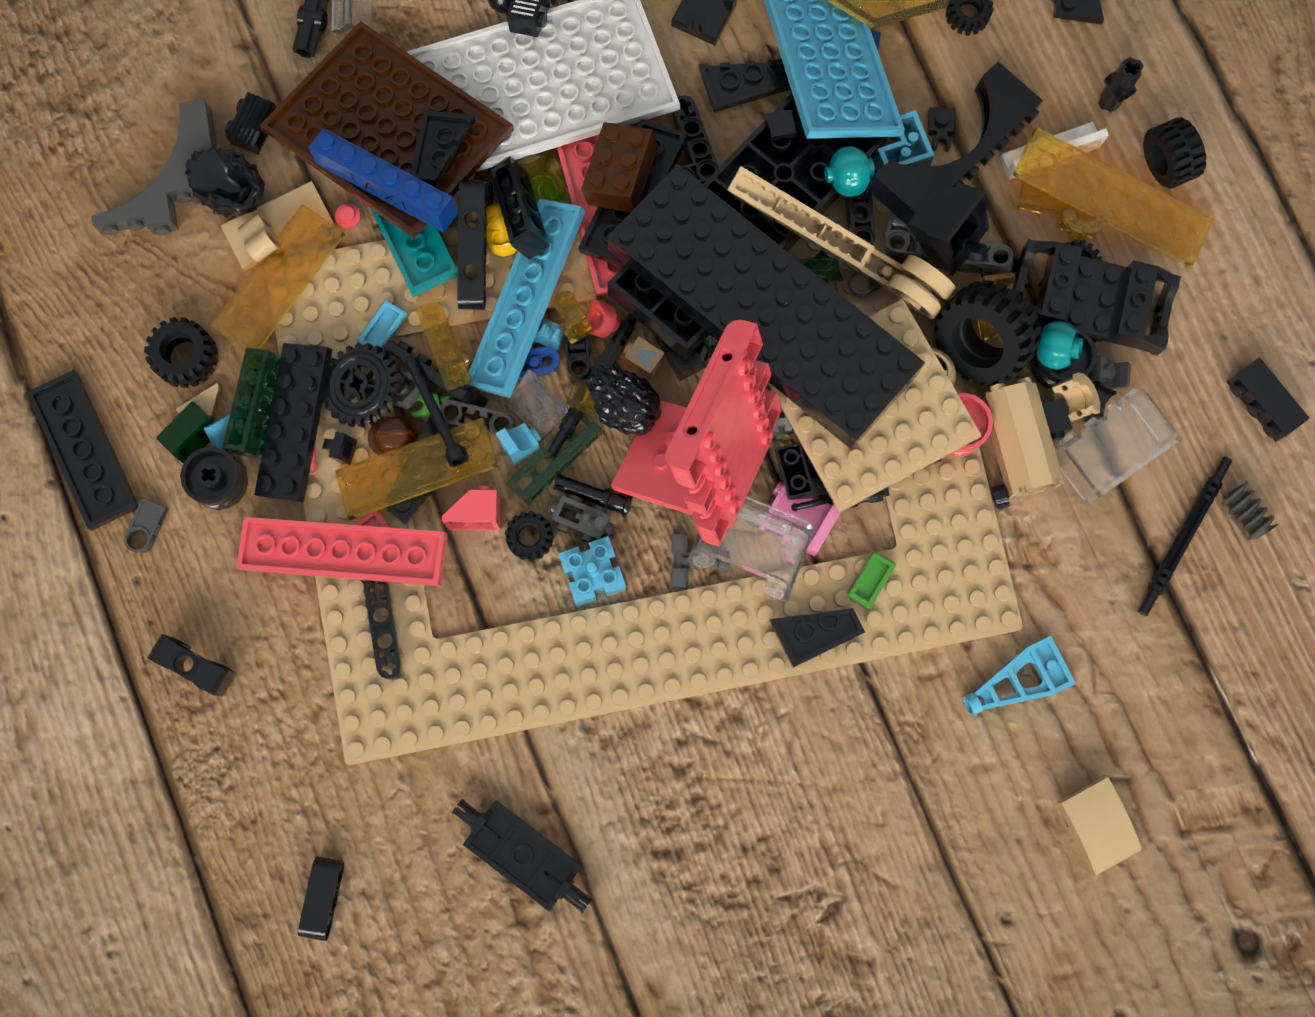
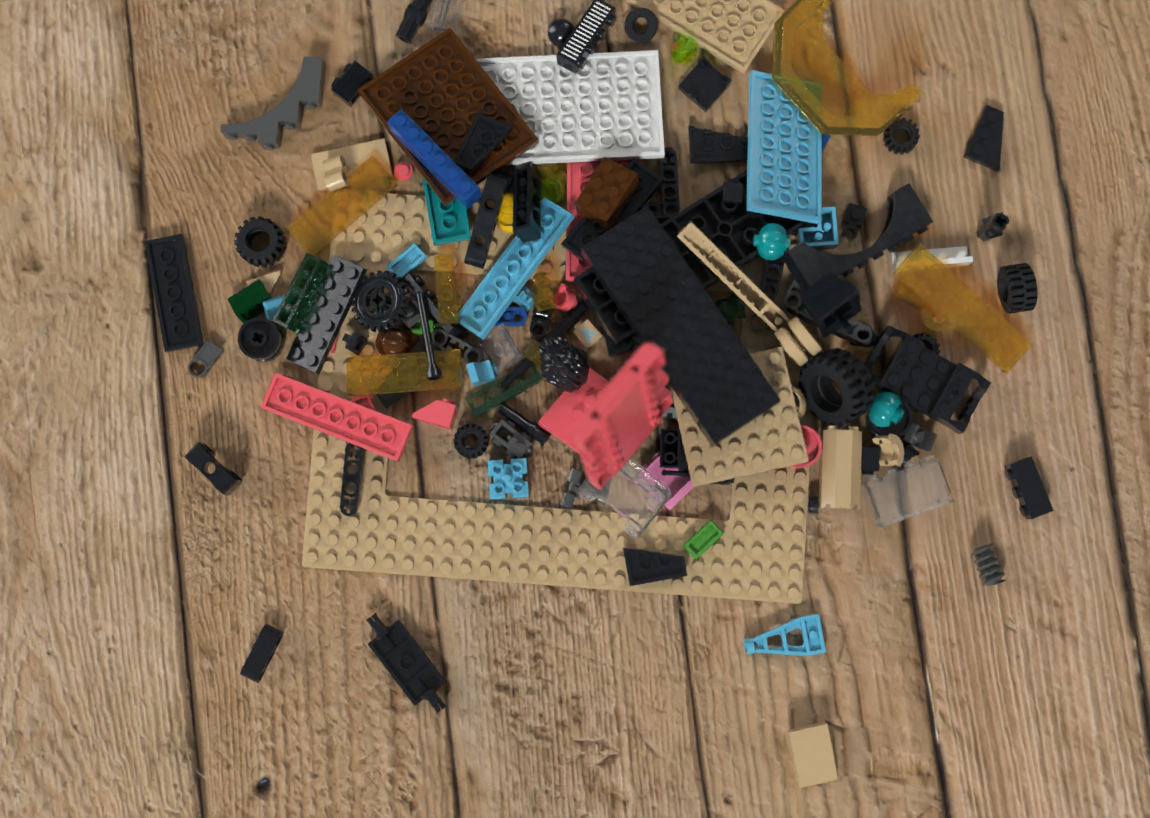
camera: 20 degrees right, 5 degrees up
(224, 181) = (321, 124): black hair -> none
(1184, 537) = (960, 547): black axle -> none

